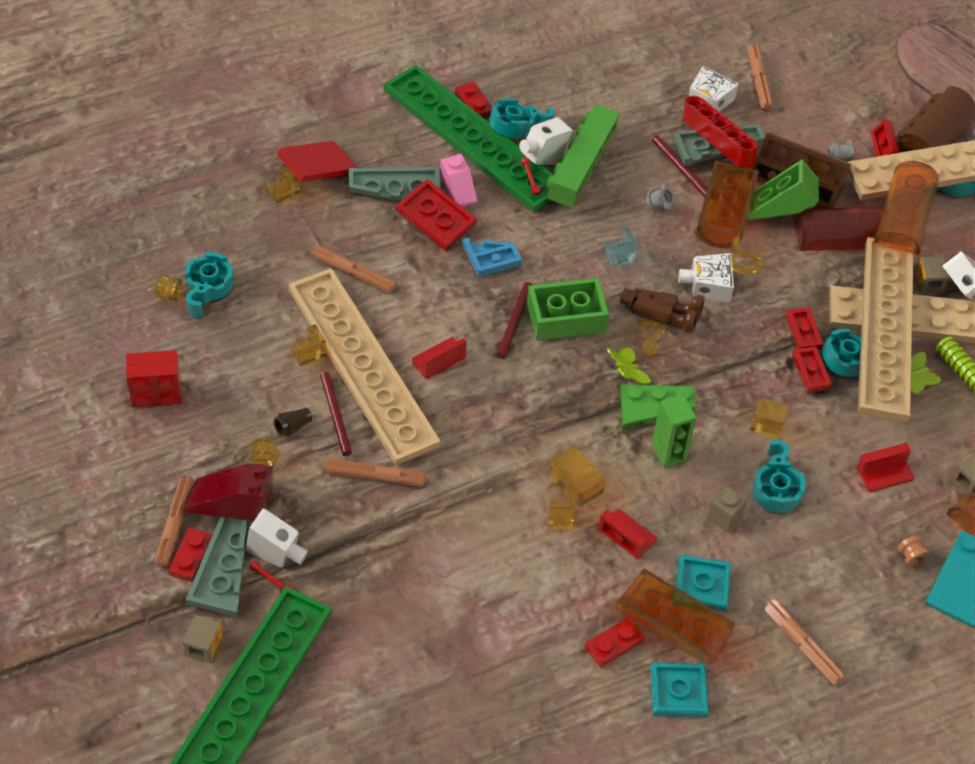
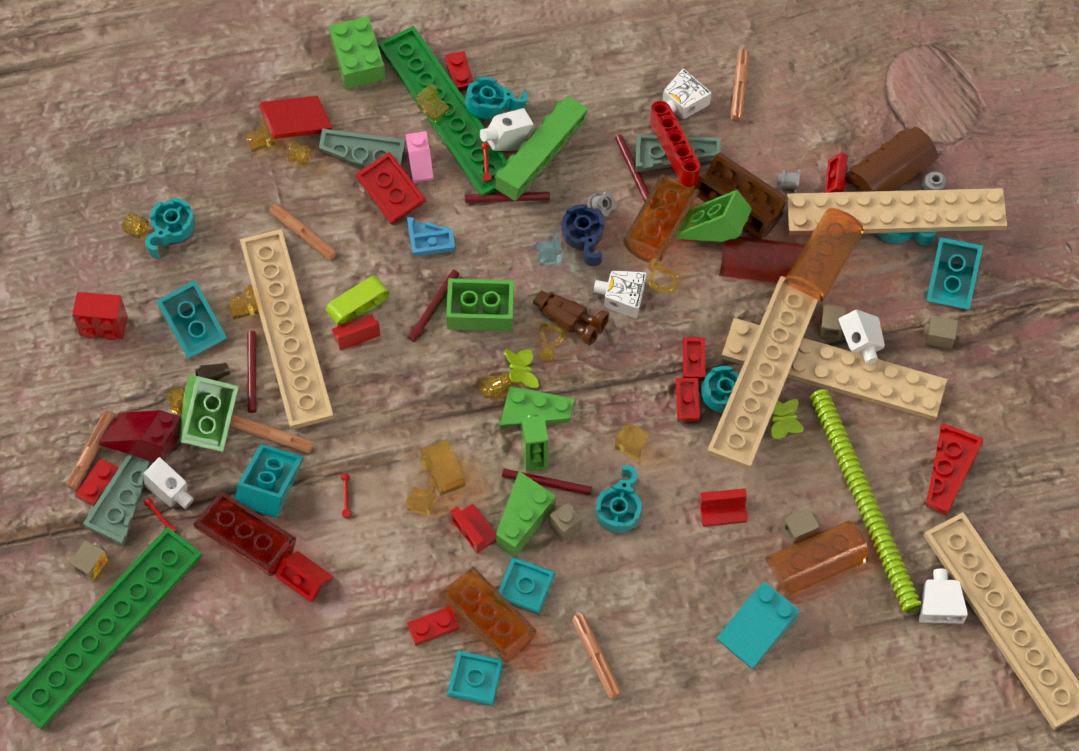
camera: 15 degrees right, 10 degrees up
(254, 369) = (191, 319): none -> teal slope
(300, 457) = (207, 412): none -> bright green slope
(329, 195) = (299, 153): none -> clear yellow wheel
(364, 95) = (357, 52): none -> bright green brick
(378, 577) = (246, 533): none -> clear red brick
(386, 521) = (268, 480): none -> teal slope
(433, 326) = (357, 301): none -> lime beam
(453, 614) = (302, 575): none -> red panel
(455, 130) = (430, 103): none -> clear yellow panel
(481, 540) = (345, 512): none -> red hinge
(558, 208) = (500, 197): none -> dark red bar
(606, 385) = (495, 385): none -> clear yellow cone
(651, 227) = (586, 237): none -> dark blue piece
(679, 507) = (524, 514): none -> bright green wedge
(690, 473) = (550, 482): none -> dark red bar
(914, 551) = (720, 590): nougat wheel -> none

